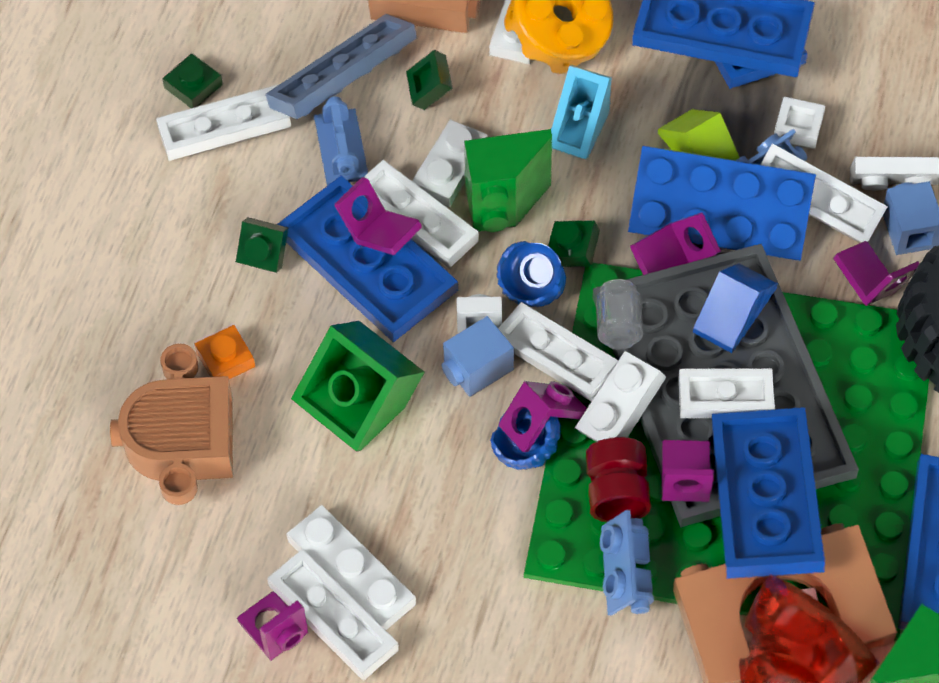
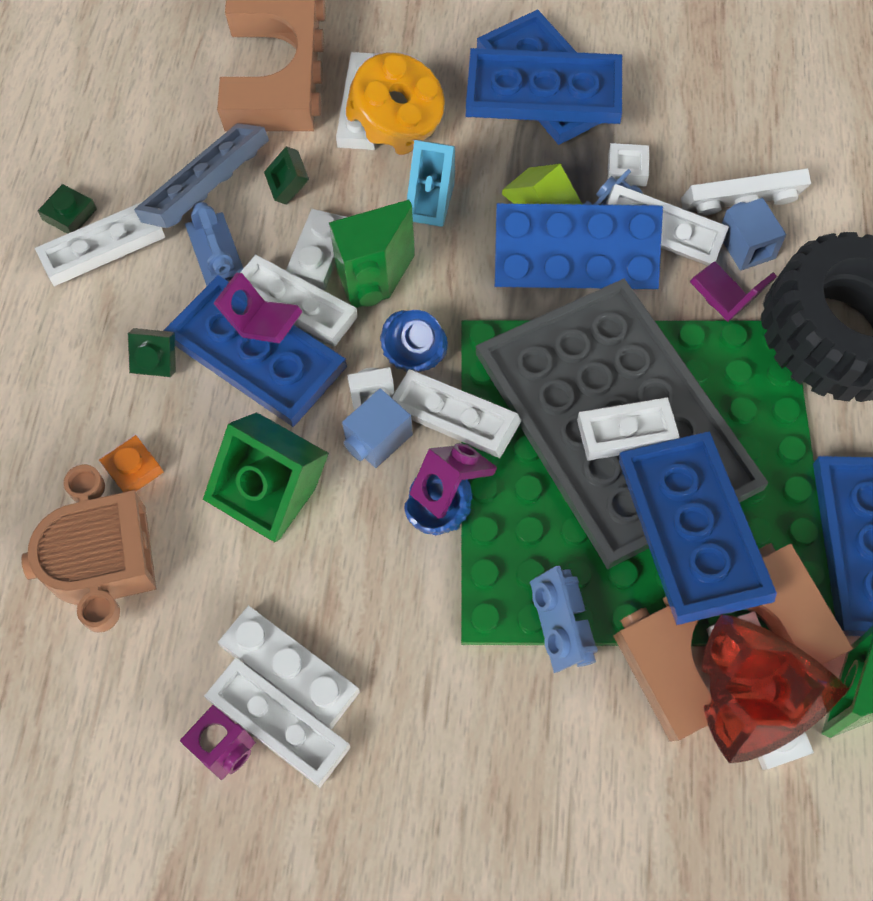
camera: 10 degrees left, 5 degrees up
(574, 242) = (448, 303): dark green plate -> none
(617, 478) = (537, 526): dark red wheel -> none
(619, 314) = (508, 367): clear brick -> none
(621, 399) = (525, 453): white plate -> none
(672, 246) = (541, 295): magenta bracket -> none
(686, 471) = (607, 514): magenta bracket -> none
(733, 306) = (614, 342): slope -> none

